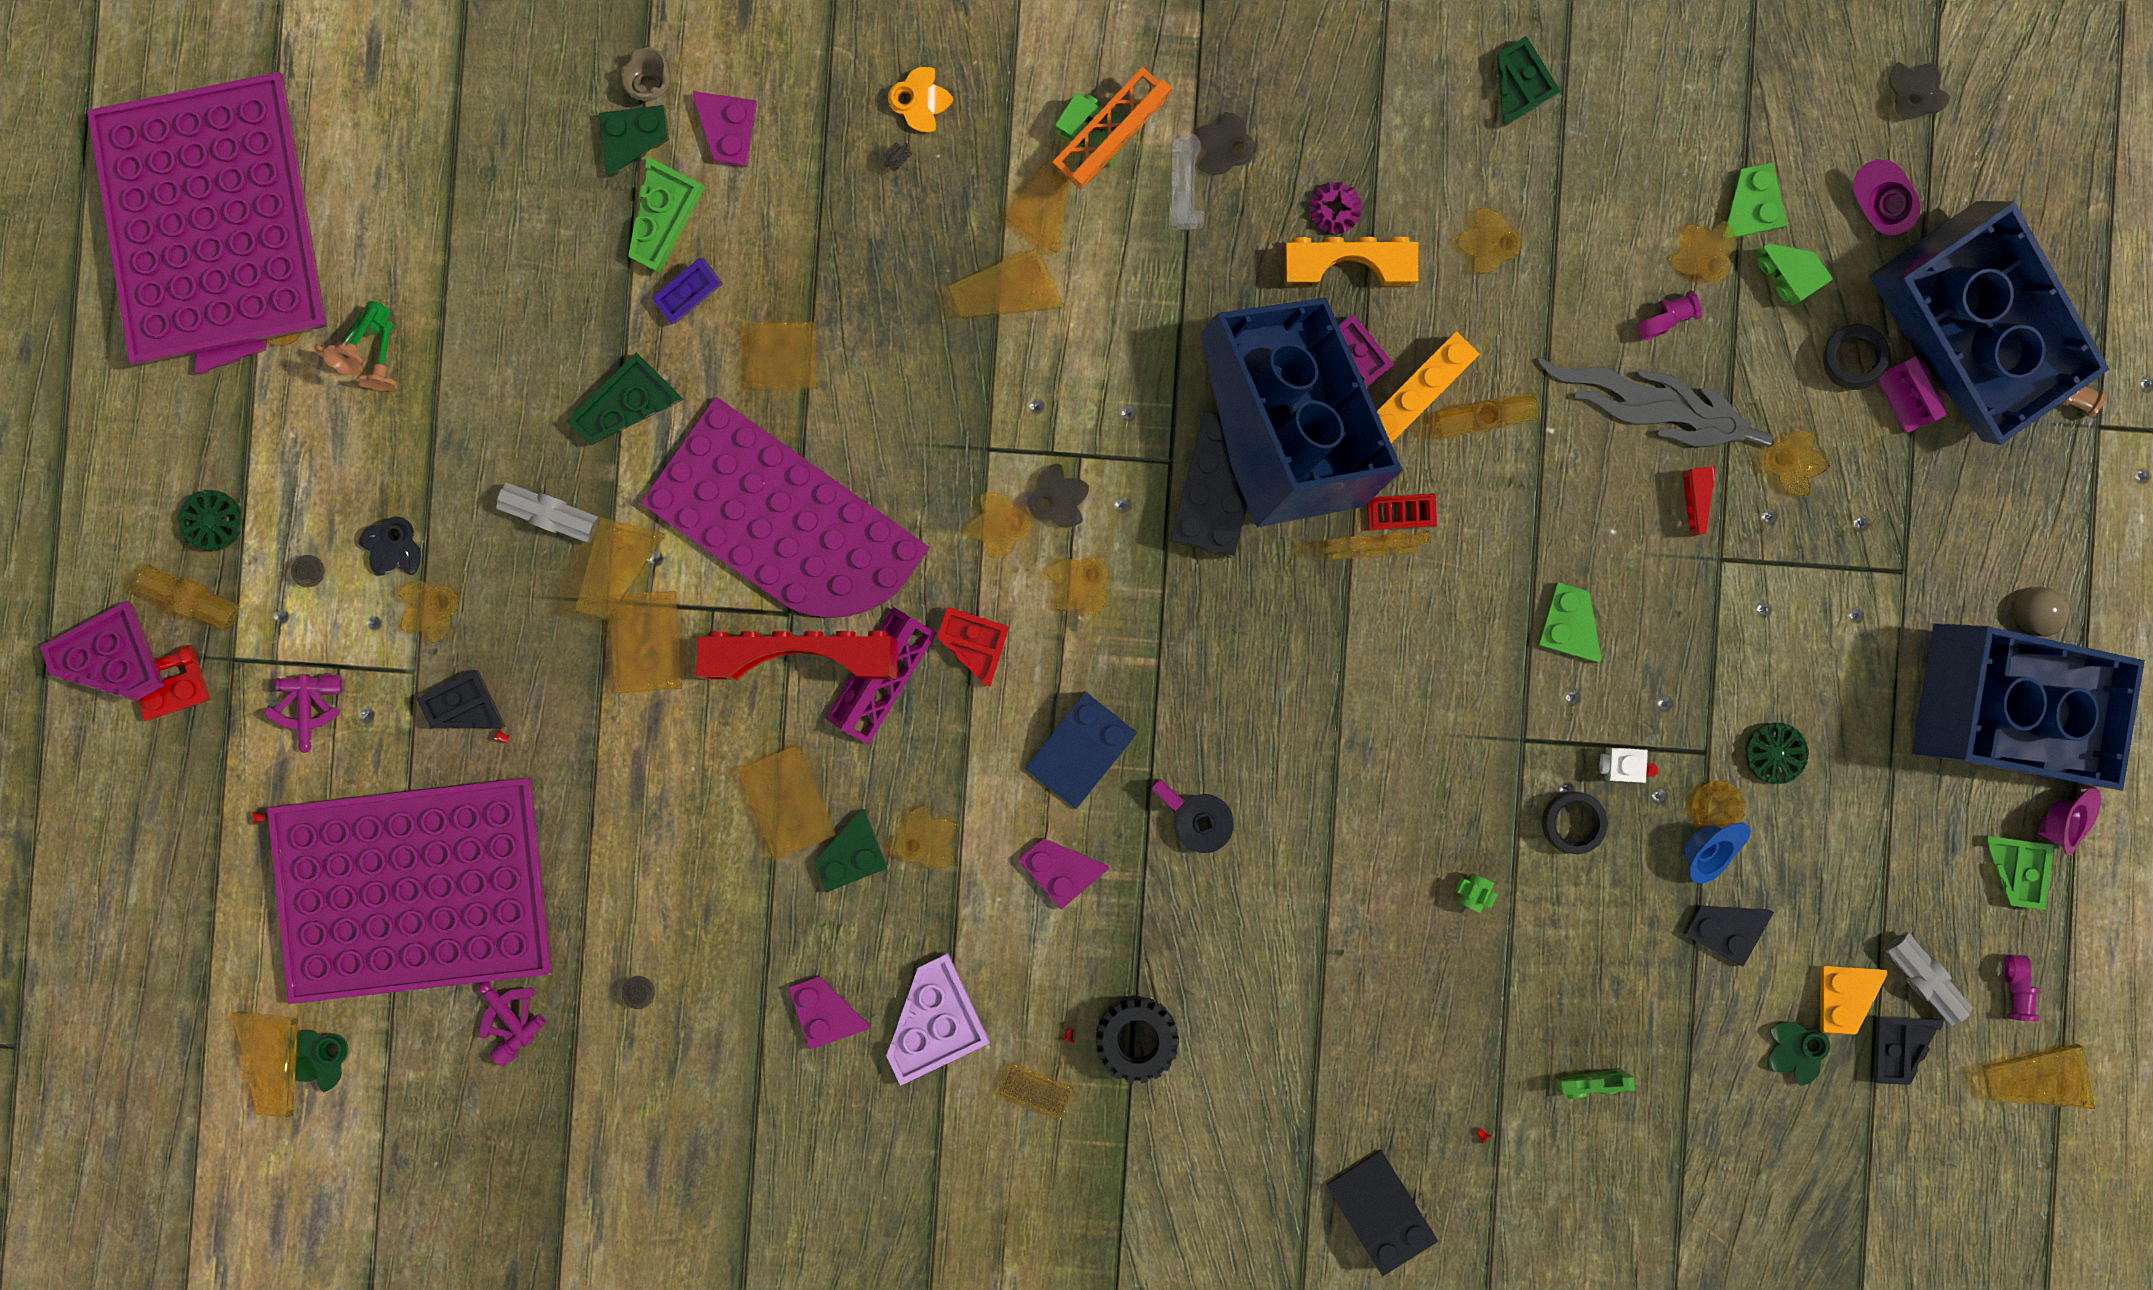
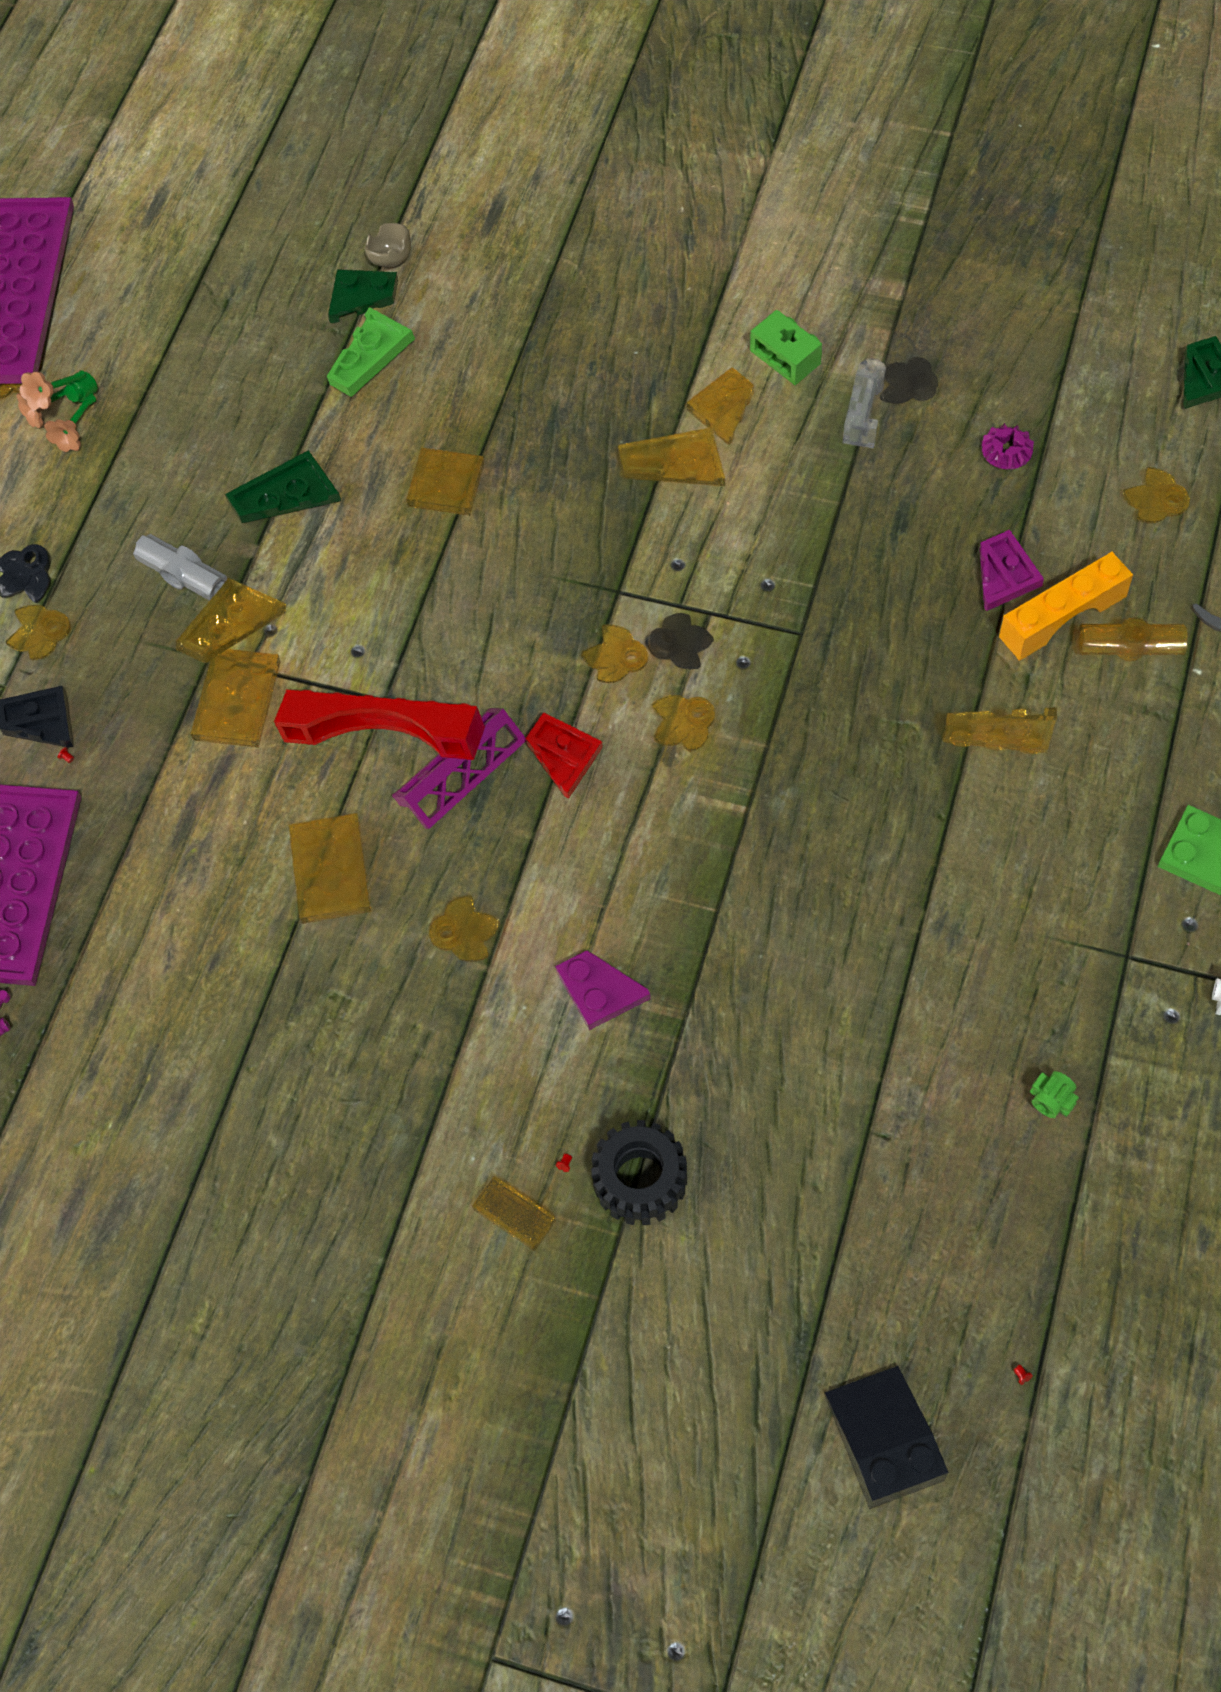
camera: 15 degrees right, 25 degrees down
(638, 992) = (116, 1021): clear smoke plate -> none
(687, 290) = (372, 410): dark purple plate -> none
(727, 126) = (449, 298): magenta wing -> none
(781, 519) = (404, 615): magenta plate -> none
(824, 1013) = (305, 1084): magenta wing -> none
(851, 855) = (380, 931): dark green wing -> none
(896, 155) = (597, 340): clear smoke plate -> none
(924, 102) = (630, 304): light orange plate -> none
(935, 1022) = (420, 1116): lavender plate -> none
(1081, 750) = (649, 870): dark blue slope -> none
(1122, 133) = (805, 337): orange fence -> none
(1167, 794) = (729, 930): magenta tile -> none
(1210, 838) = (759, 952): black piece -> none
(1211, 500) = (844, 653): black brick -> none
(1295, 412) = (936, 588): dark blue slope -> none
(1391, 261) = (1050, 491): light orange arch -> none
(1430, 512) = (1037, 703): red slope -> none
(1599, 816) = (1185, 1020): black tyre -> none
(1600, 1082) = (1166, 1330): bright green wing -> none

